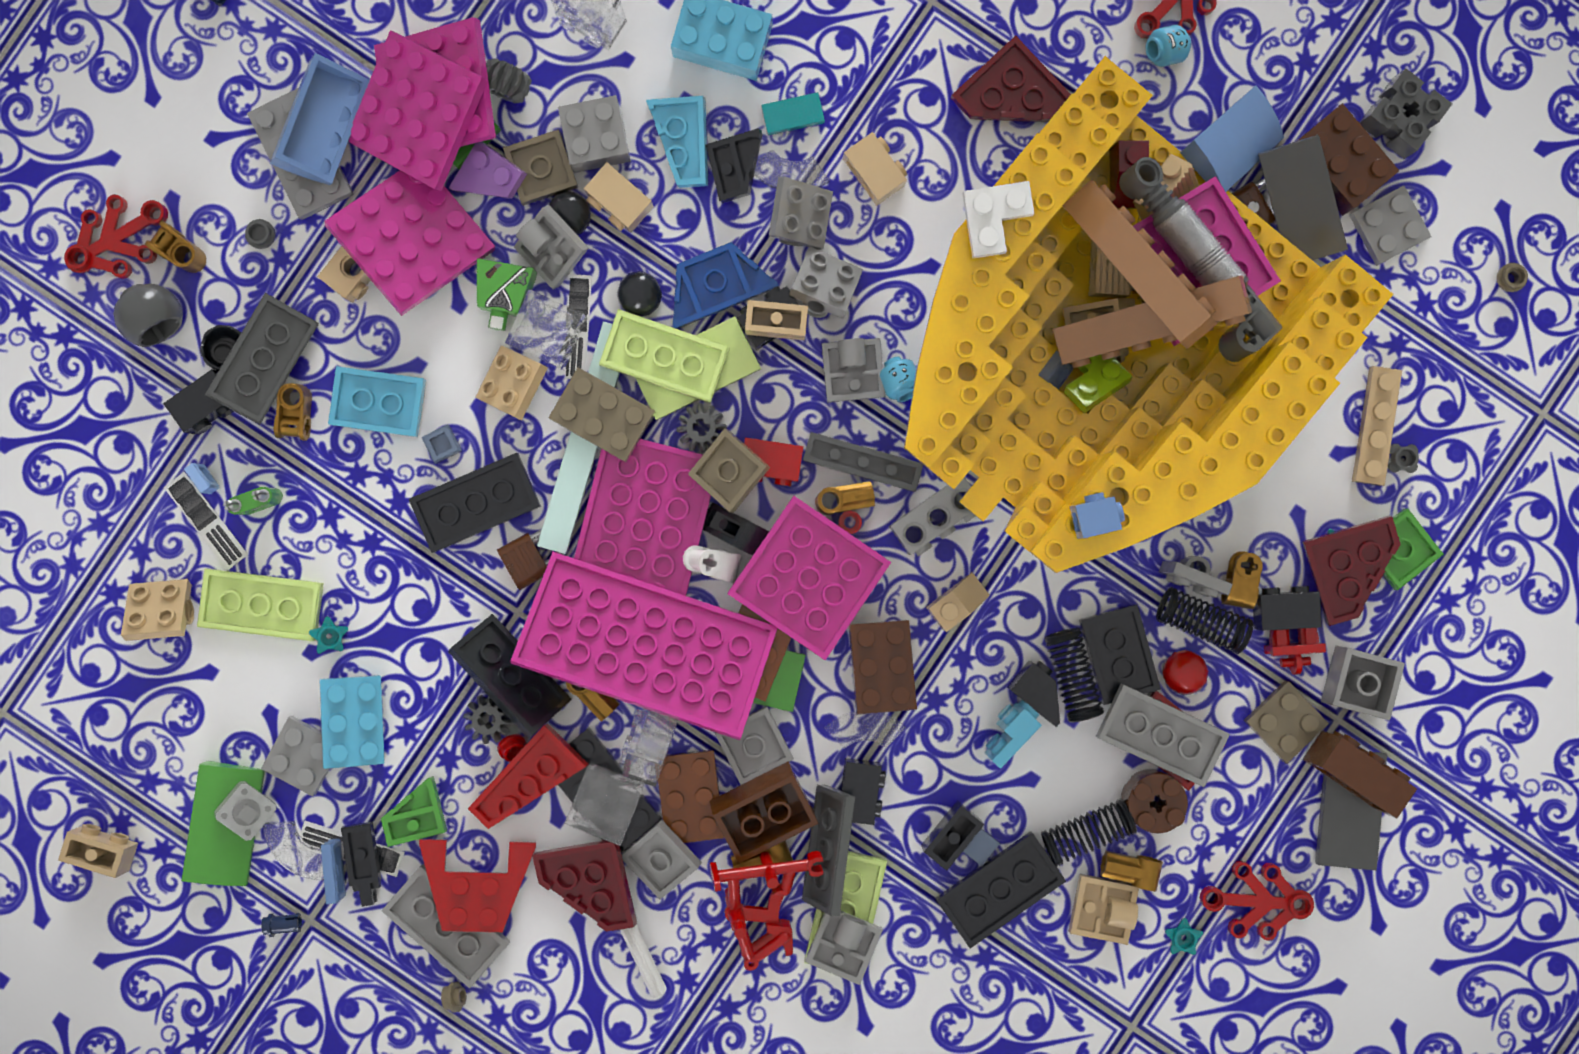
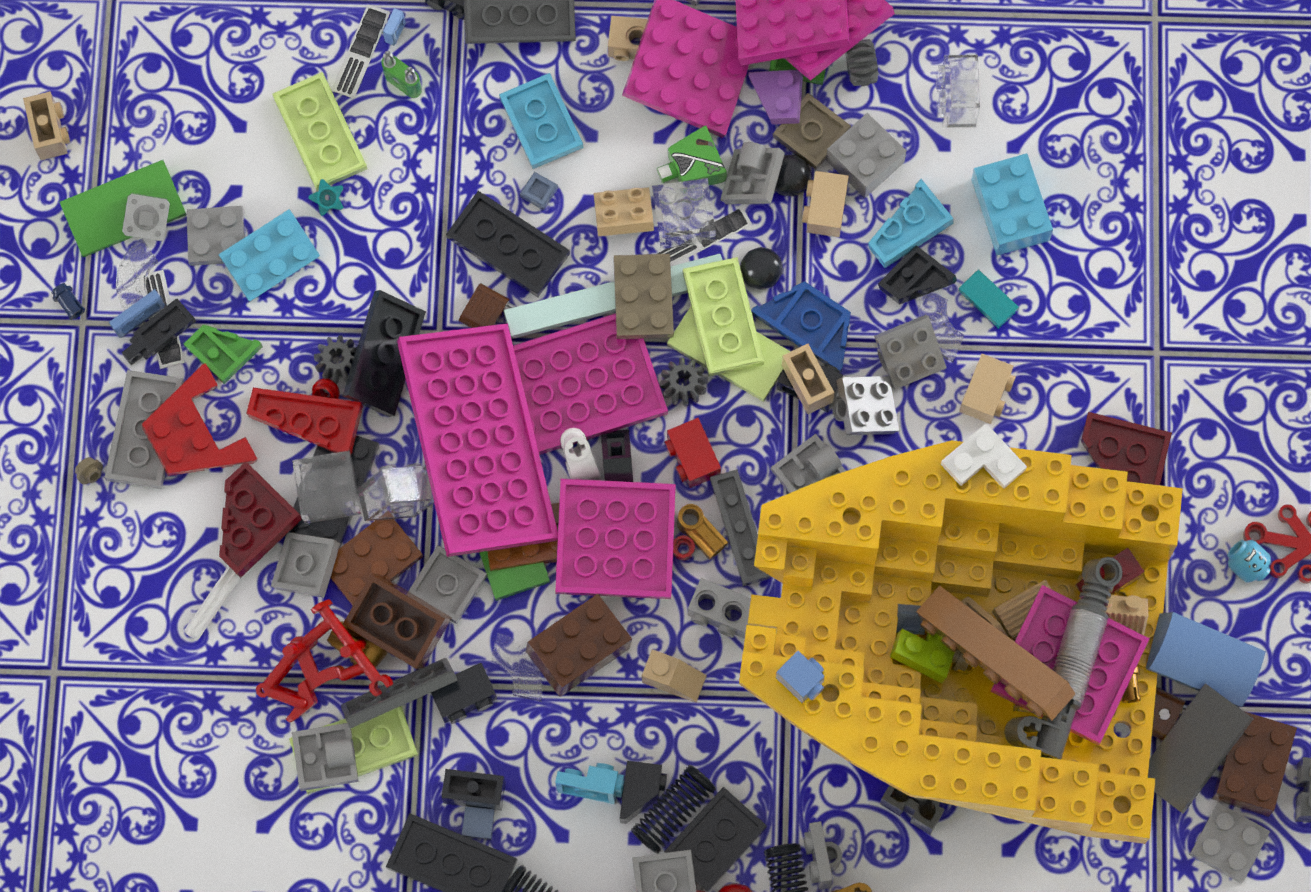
camera: 60 degrees right, 15 degrees down
(157, 610) = (268, 56): tan plate -> none
(291, 414) = (489, 63): pearl gold piece -> none
(597, 703) = (406, 436): pearl gold piece -> none
(729, 470) = (662, 419): dark tan plate -> none
(1140, 265) = (1030, 608): medium nougat brick -> none

